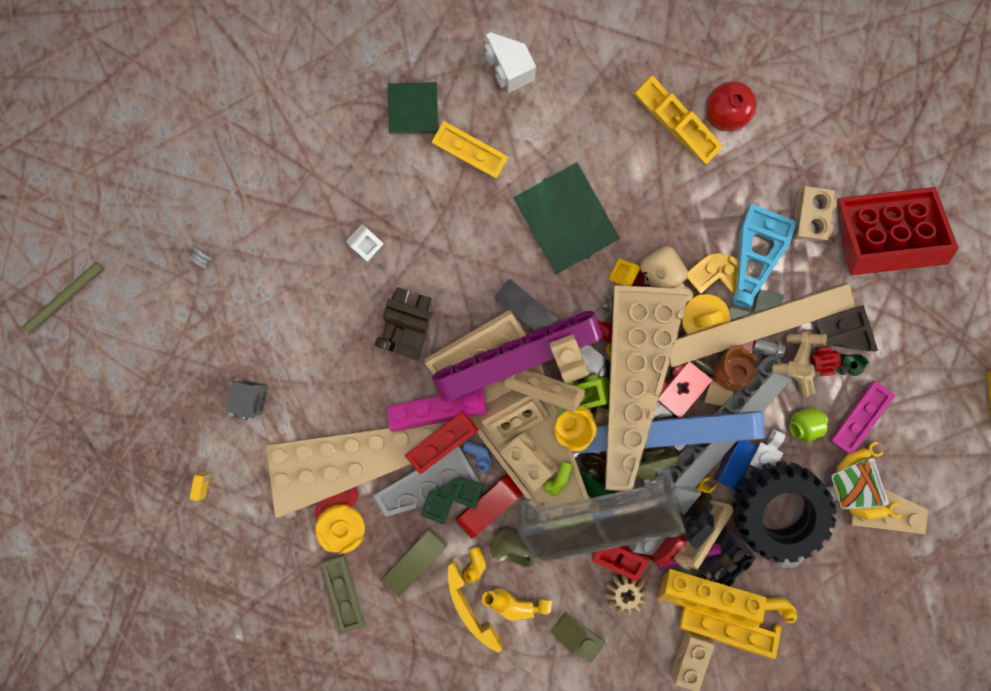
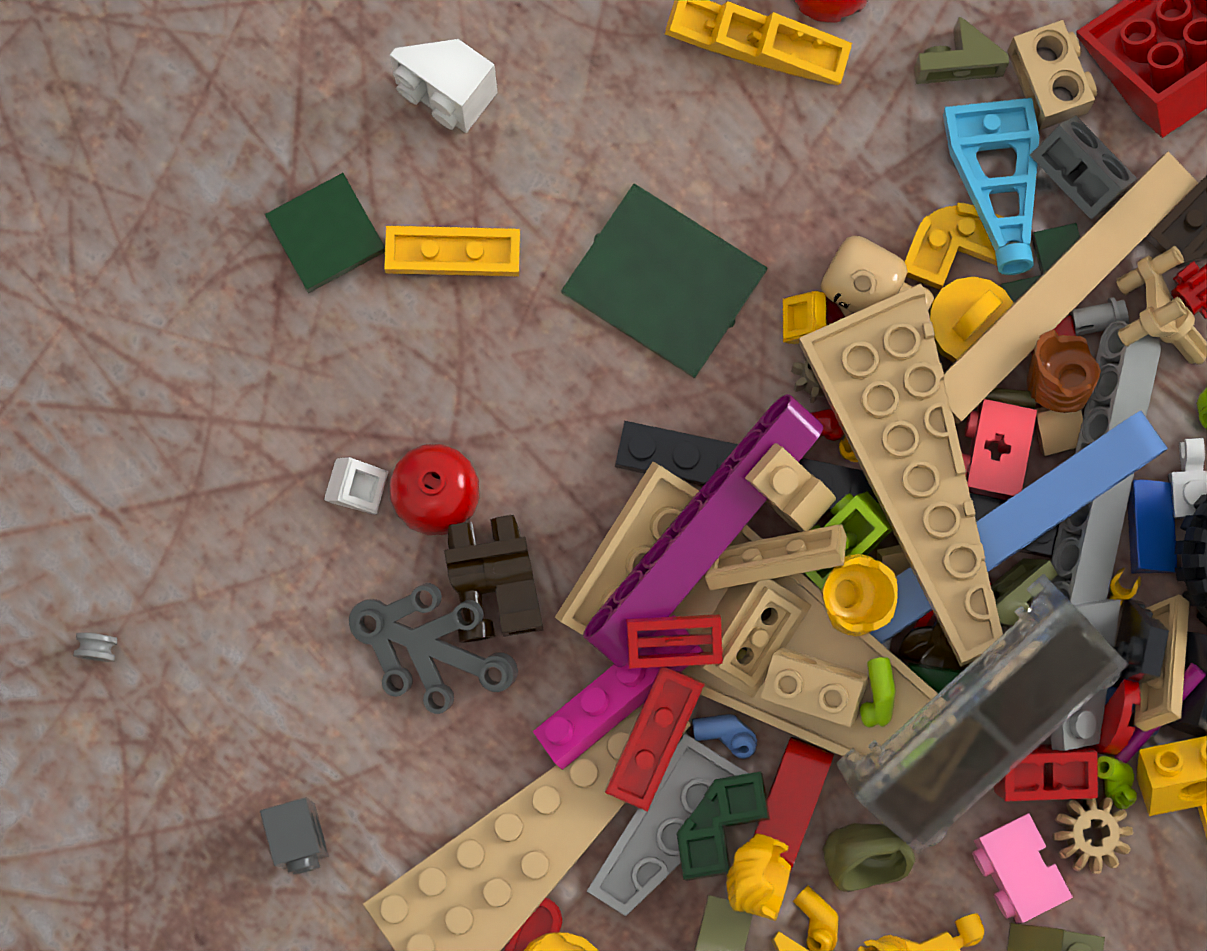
camera: 25 degrees left, 10 degrees down
(356, 339) = (425, 646): none -> dark grey plant
(406, 273) = (451, 496): none -> red cylinder
(454, 536) = (758, 877): none -> yellow hair
(477, 395) = (676, 659): none -> red tile
(582, 584) = (1019, 871): none -> bright pink brick
(651, 575) = (1117, 781): none -> lime arm
(779, 185) = (973, 59): none -> olive slope
(803, 270) = (1083, 167): none -> dark grey brick

